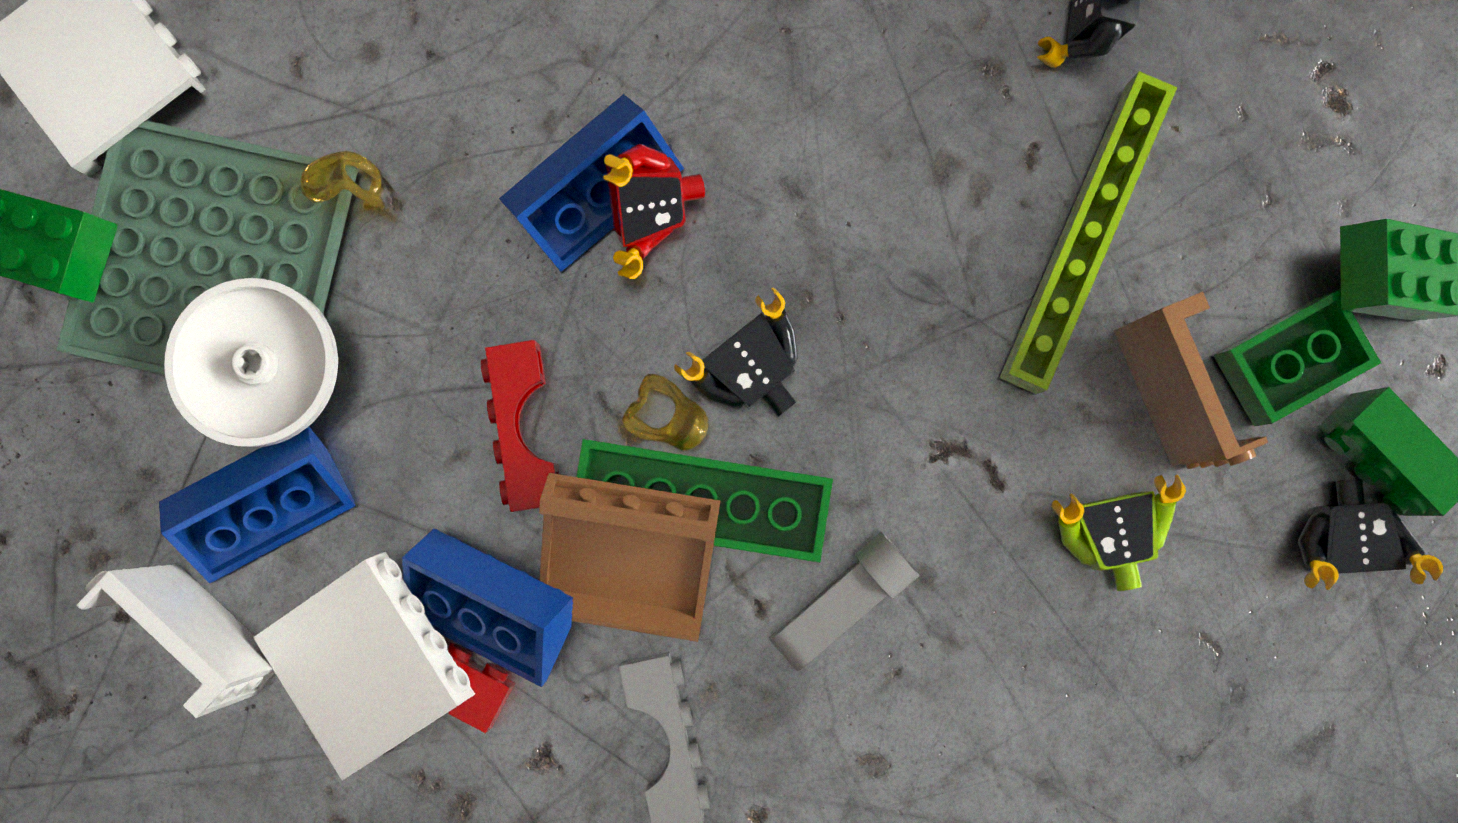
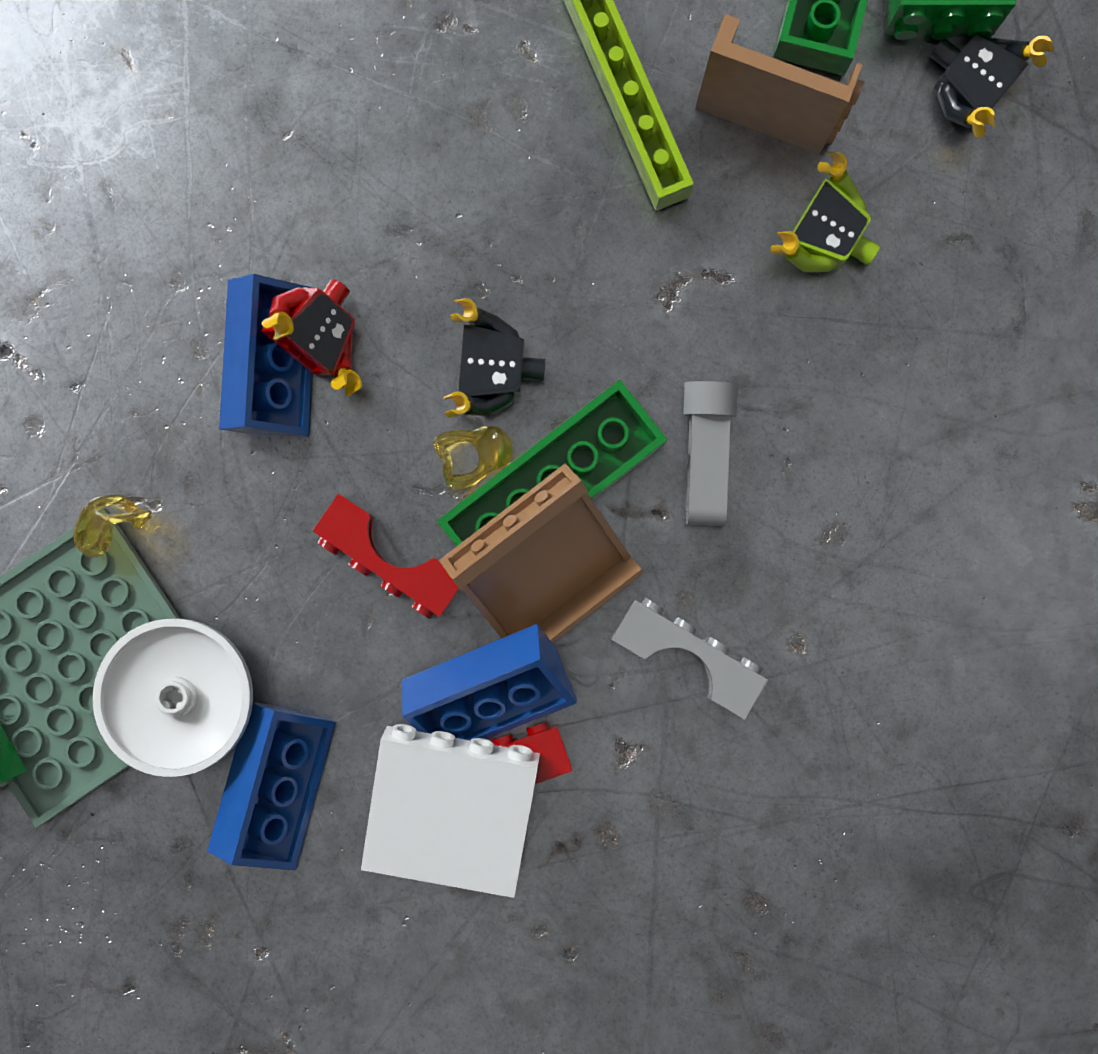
camera: 45 degrees left, 0 degrees up
(189, 628) = (315, 898): white panel -> none

